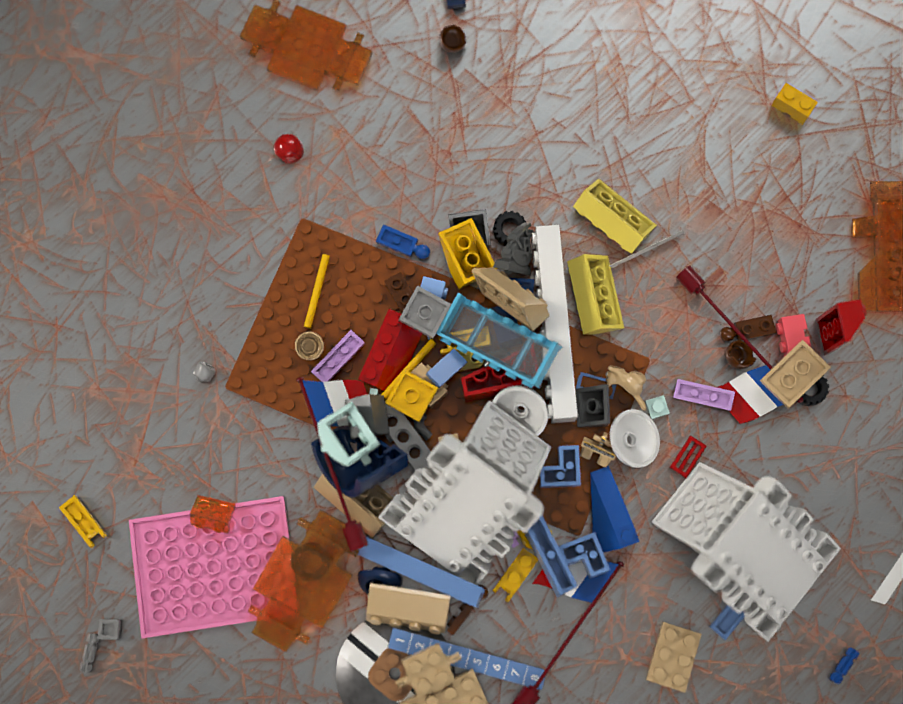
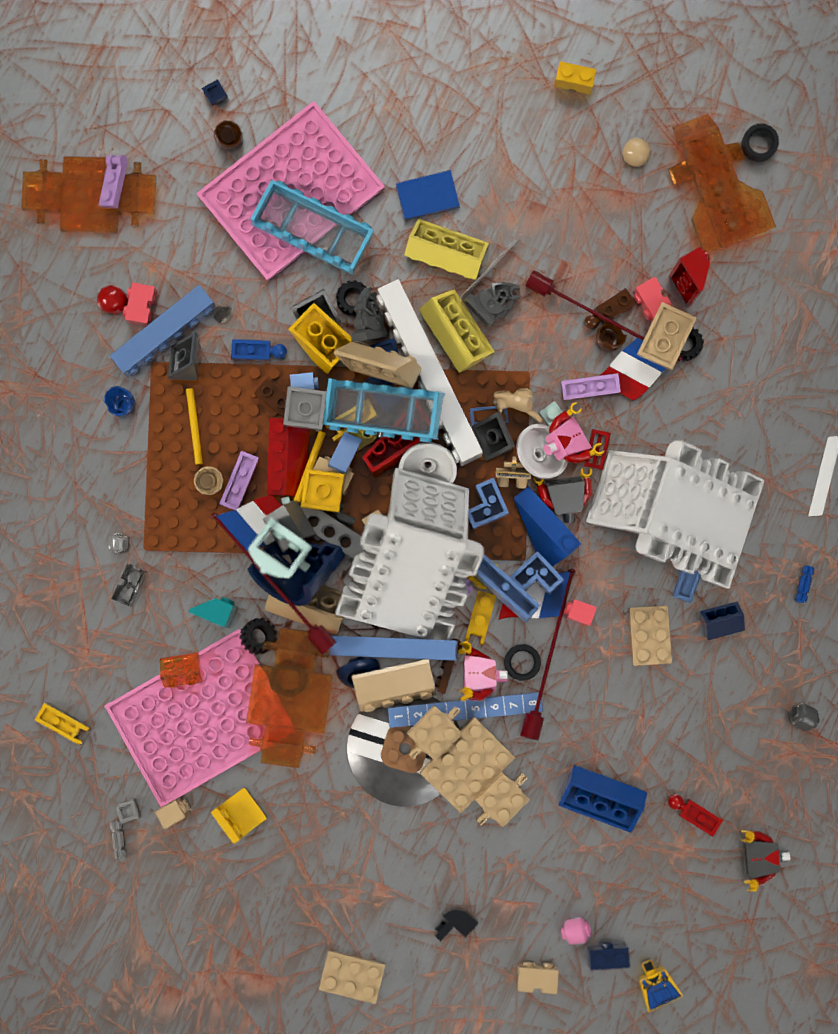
camera: 25 degrees left, 5 degrees up
(150, 648) = (173, 812): none -> tan brick
(199, 416) = (130, 585): none -> light grey piece
(211, 675) = (238, 815): none -> yellow bracket
(257, 241) = (119, 401): none -> blue hair
(267, 471) = (216, 611): none -> teal slope
(302, 498) = (247, 639): none -> black tyre
(312, 159) = (139, 304): none -> coral brick
(322, 193) = (162, 331): none -> medium blue brick
(331, 41) = (113, 181): none -> lavender plate
(333, 226) = (185, 358): none -> dark grey slope
(384, 198) = (222, 313): none -> clear smoke piece
(490, 110) = (305, 156): none -> bright pink plate
(493, 629) = (479, 674): none -> torso
(497, 148) = (312, 226): none -> clear window
(554, 631) = (536, 667): none -> black tyre
(613, 607) = (579, 612): none -> coral brick
(615, 160) = (427, 195): none -> blue tile
(636, 281) = (490, 302): none -> dark grey piece
(642, 488) = (566, 494): none -> dark grey torso
(663, 436) = (568, 440): none -> torso
(750, 670) = (722, 620): none -> dark blue brick
(827, 192) = (636, 152): none -> tan hair

